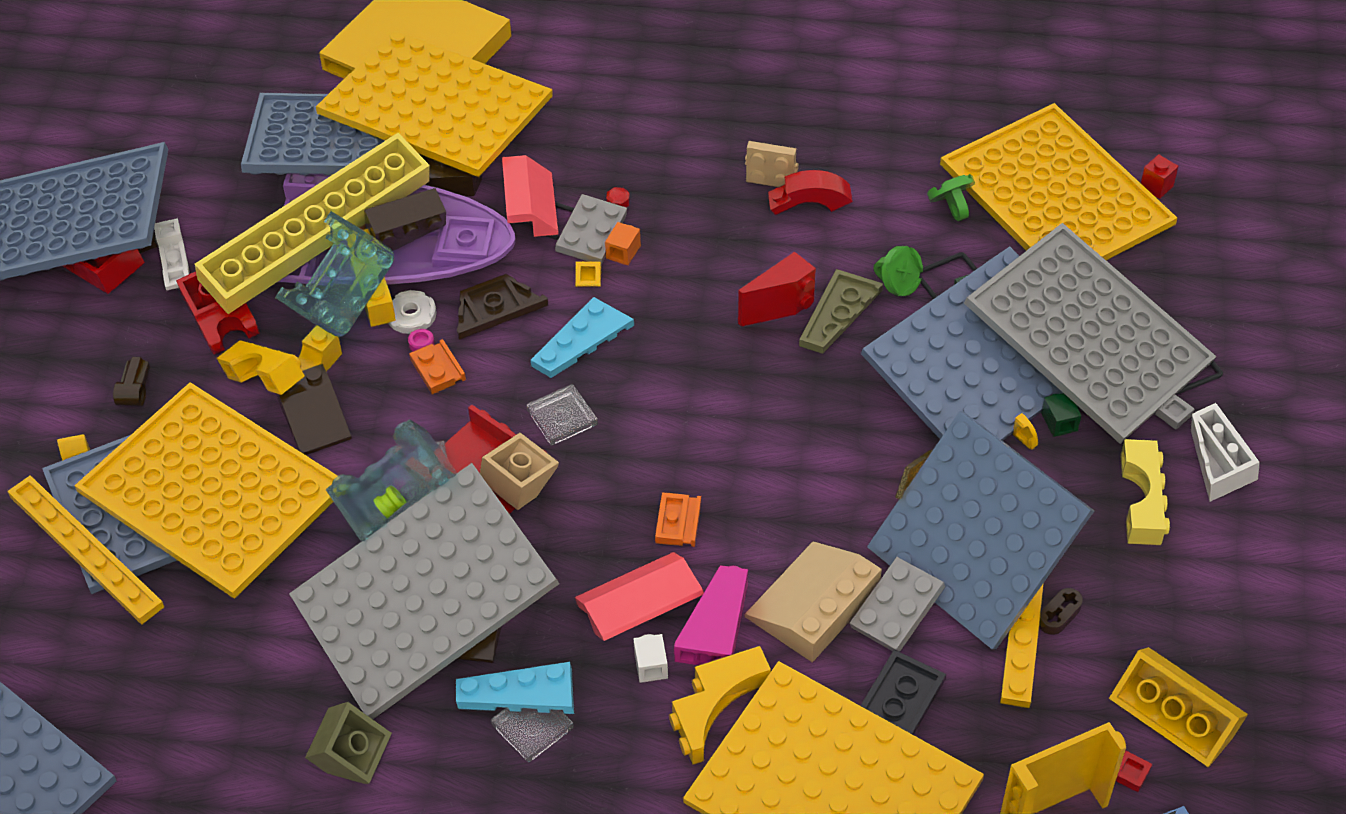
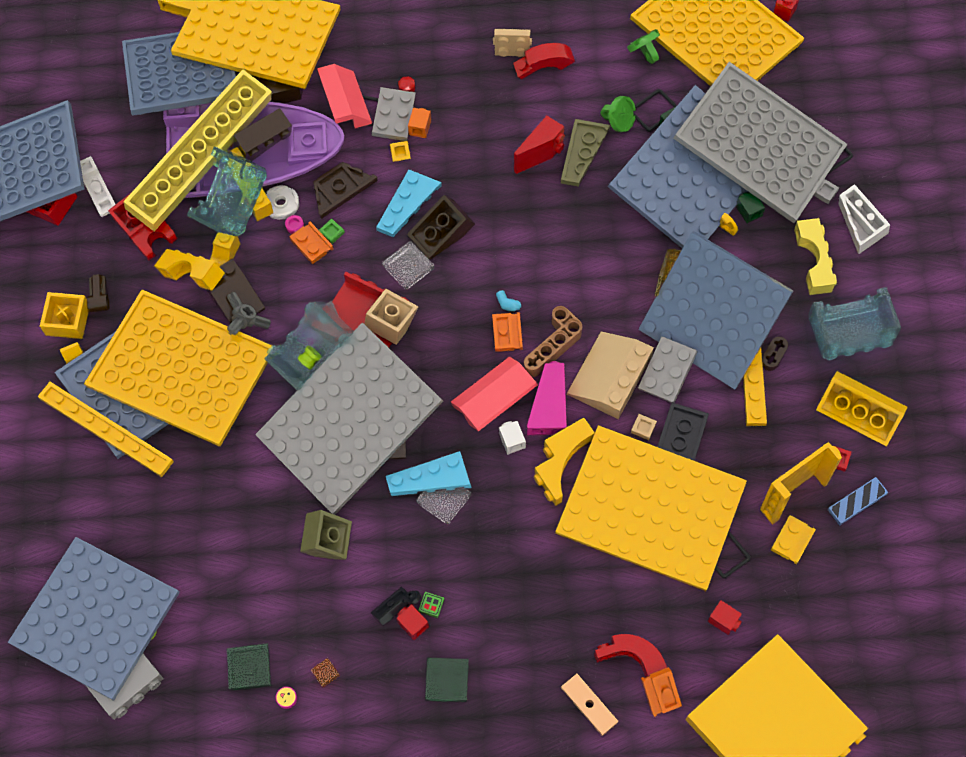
camera: 10 degrees left, 15 degrees up
(78, 400) = (64, 315): none -> yellow brick
(317, 438) = (244, 316): none -> dark grey bush
(469, 357) = (332, 231): none -> bright green tile
(618, 373) = (440, 227): none -> dark brown slope
(688, 484) = (507, 304): none -> medium azure arm
(757, 531) = (550, 345): none -> medium nougat beam
(846, 677) = (643, 427): none -> tan plate
(1186, 590) = (854, 325): none -> clear light blue windscreen

